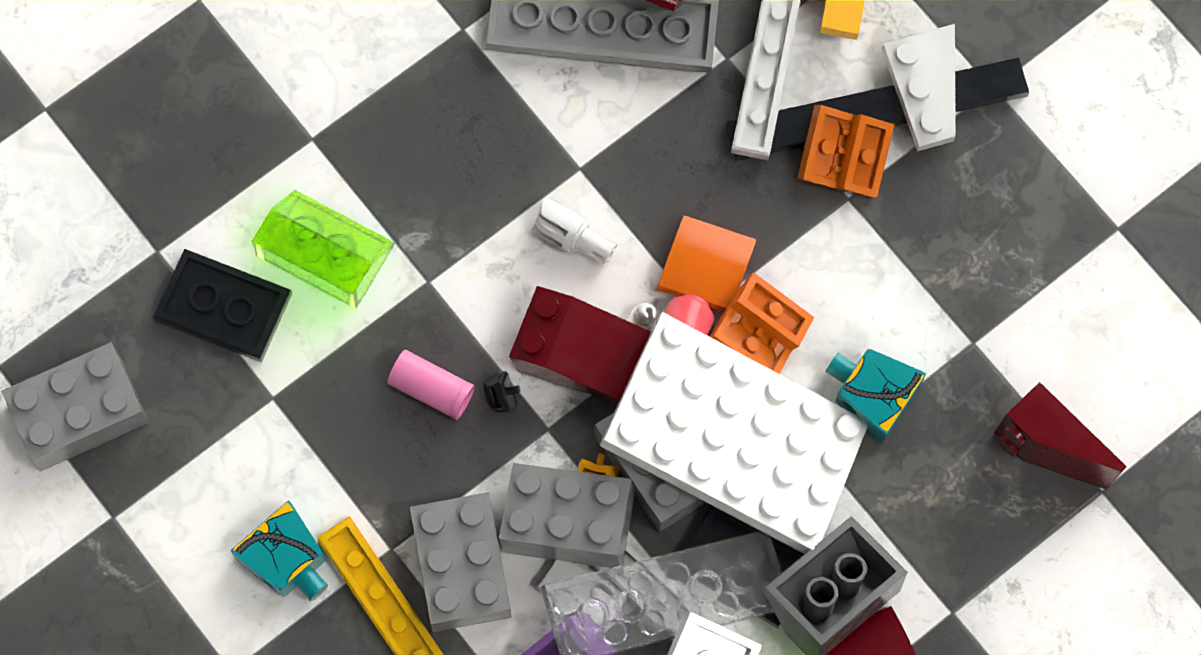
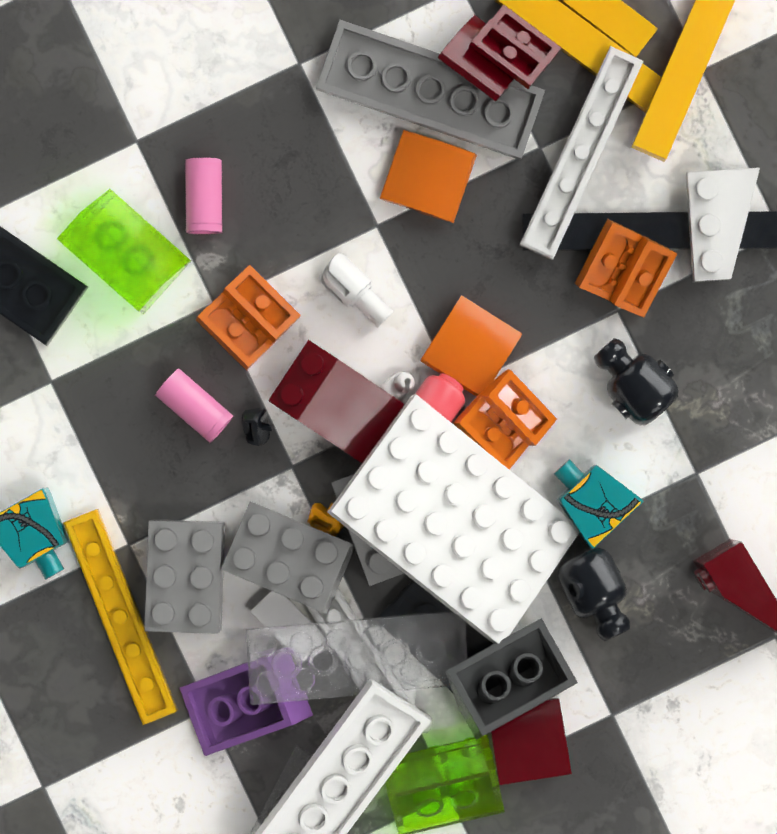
camera: 15 degrees right, 15 degrees up
(394, 173) = (203, 195): none -> bright pink pin
(467, 286) = (248, 317): none -> orange slope
(621, 106) = (428, 176): none -> orange slope
(888, 261) = (638, 385): none -> black piece
(901, 480) = (595, 589): none -> black piece

